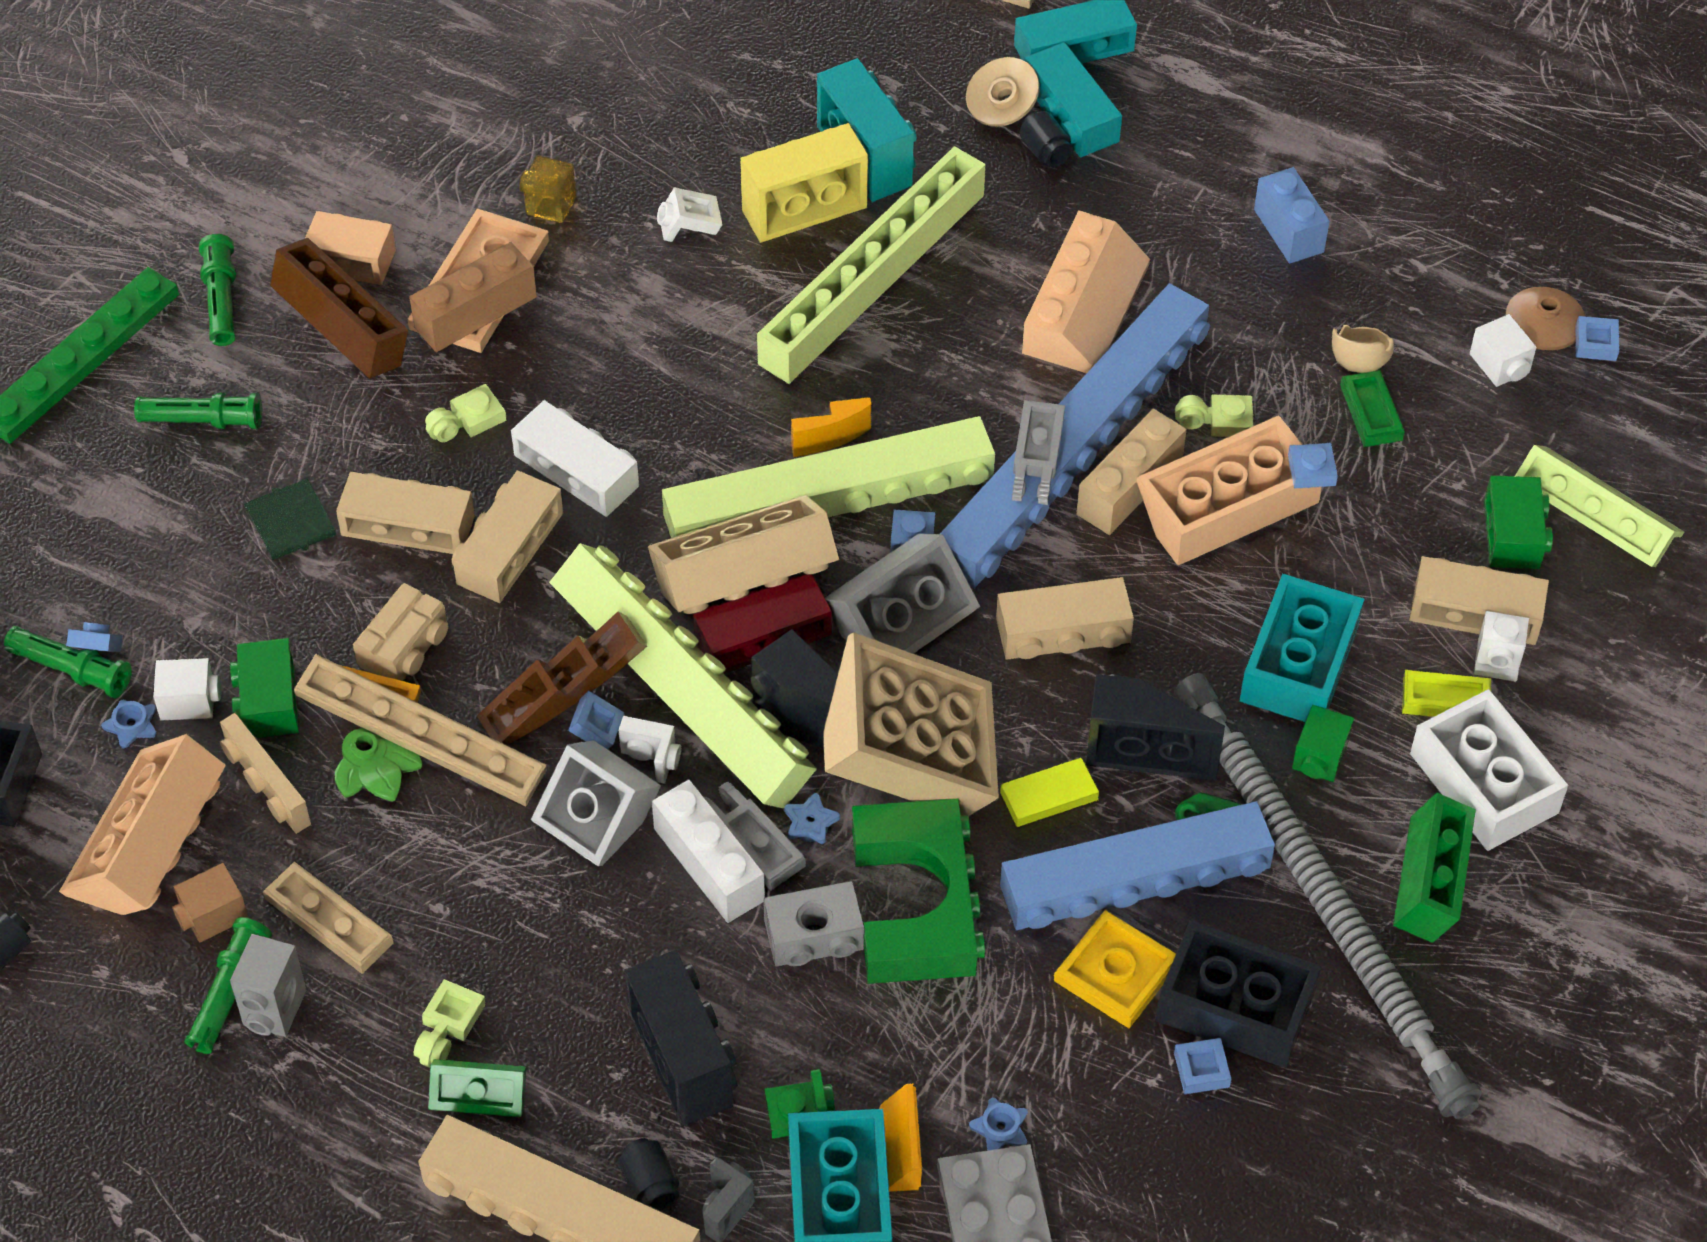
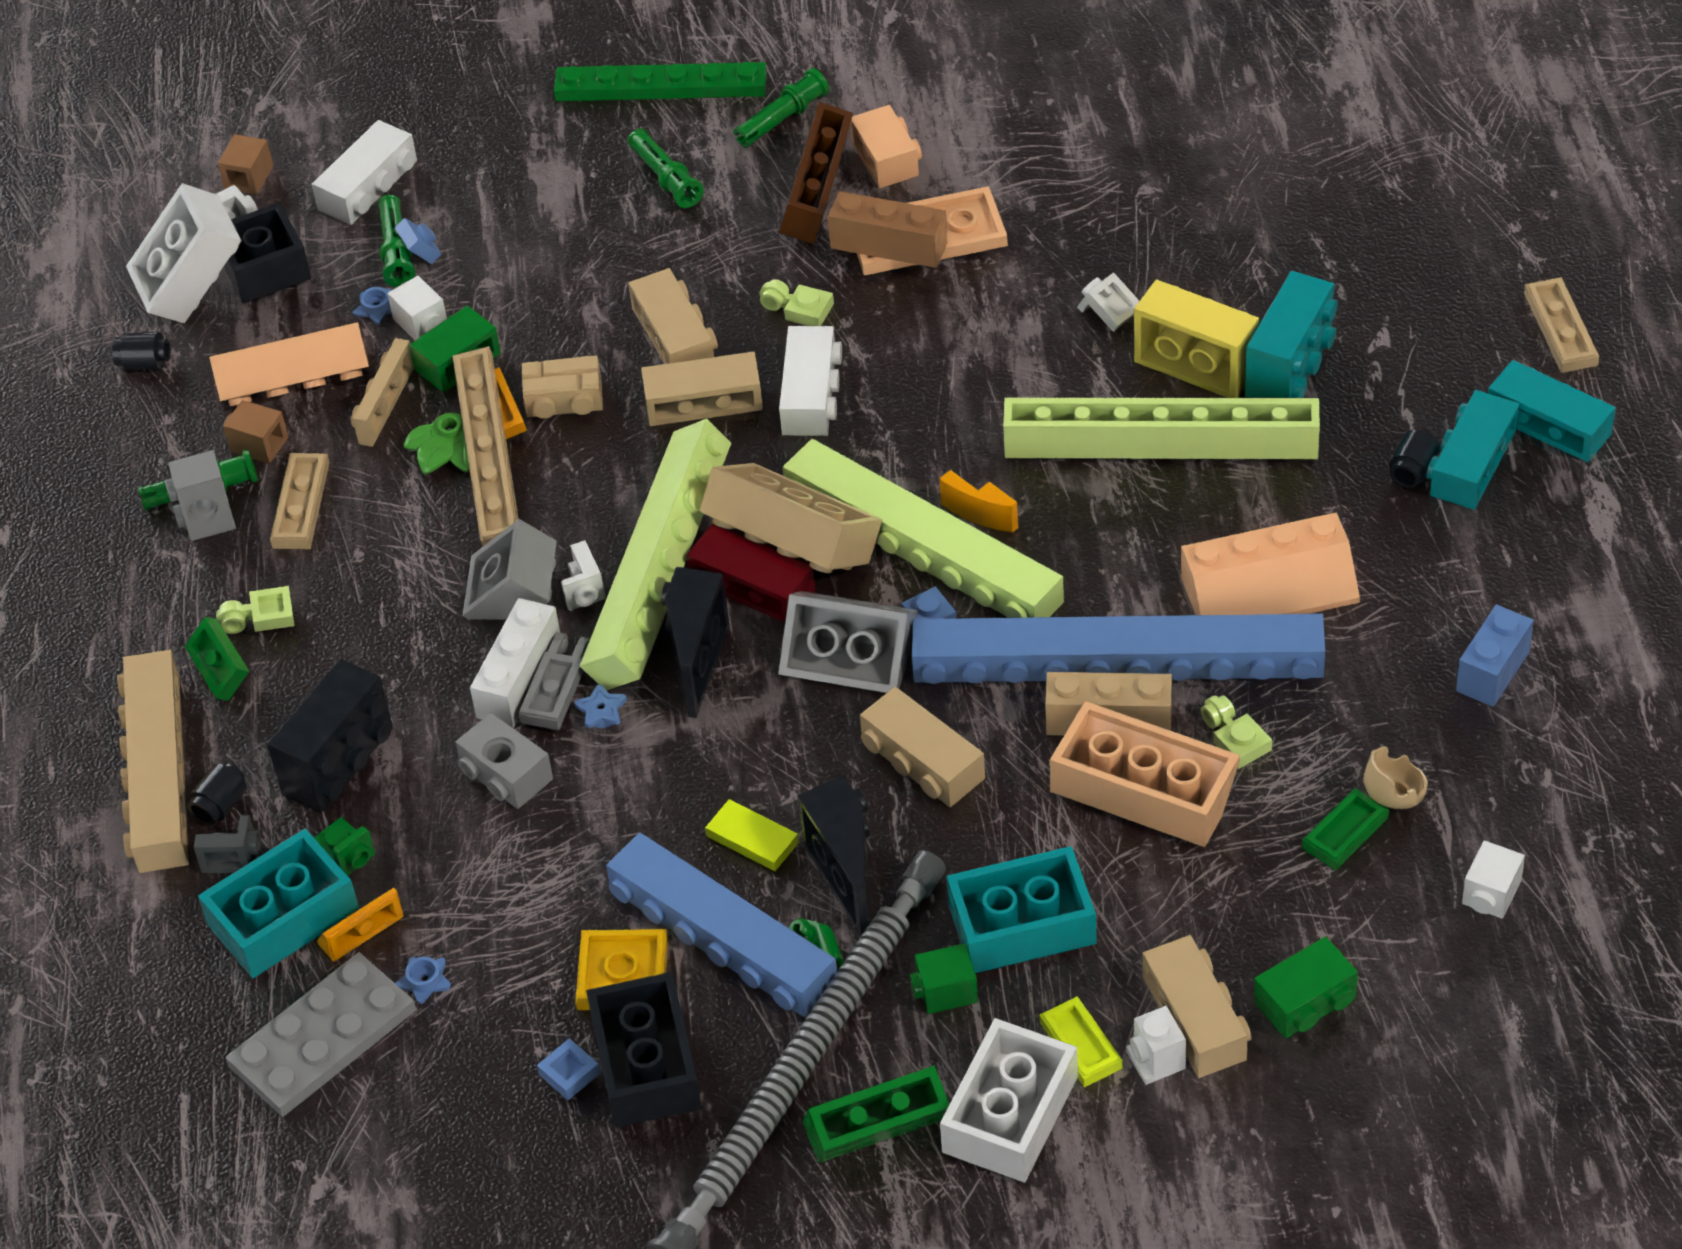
camera: 60 degrees right, 5 degrees down
(290, 519) = (614, 269): clear green piece -> none
(548, 188) = (1048, 211): clear yellow brick -> none
(557, 685) = (586, 492): reddish brown slope -> none
(596, 720) = (577, 529): medium blue plate -> none
(911, 727) = (698, 695): tan slope -> none
(932, 838) = (560, 845): green arch -> none
(996, 81) = (1432, 402): tan dish -> none
(1037, 447) = (1051, 625): light grey hinge -> none
(1312, 465) = (1198, 801): medium blue plate -> none
(1546, 316) = (1575, 909): medium nougat dish -> none
(1597, 338) = (1580, 940): medium blue plate -> none
(1600, 506) = (1391, 1038): yellowish green panel -> none

